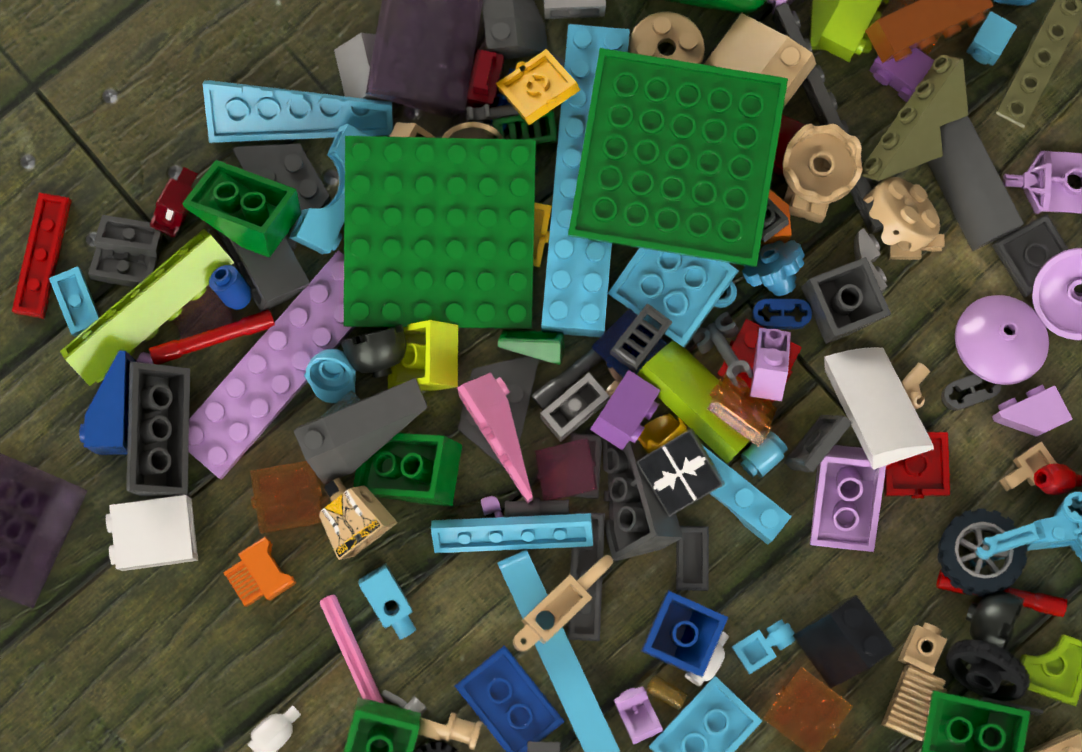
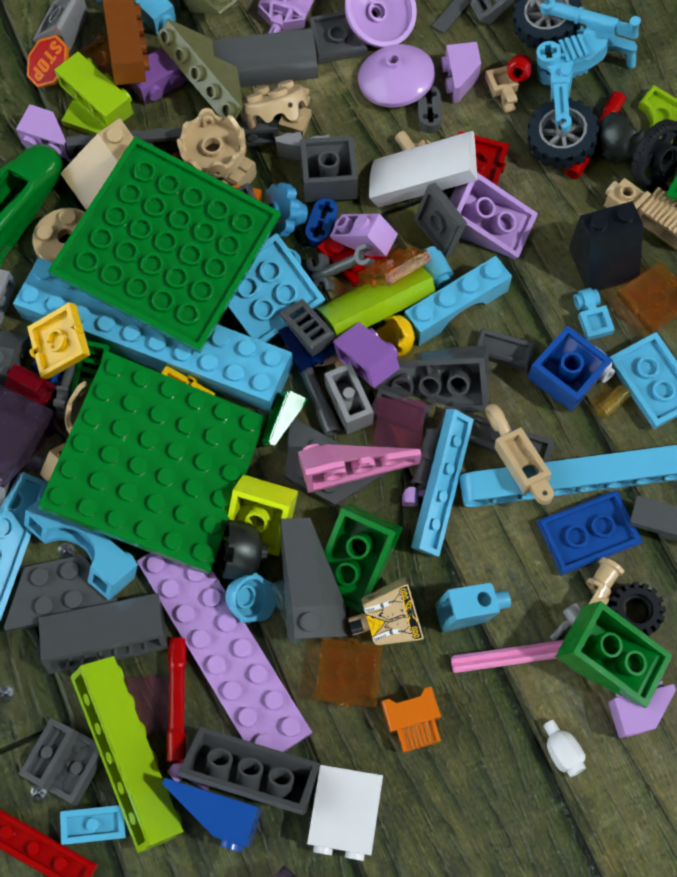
camera: 70 degrees left, 10 degrees down
(169, 207) = (36, 695): dark red piece -> none
(230, 287) = (135, 665): blue brick -> none
(245, 207) = (65, 626): green slope -> none
(637, 714) = (627, 427): lavender bracket -> none
(680, 472) = (434, 325): black tile -> none

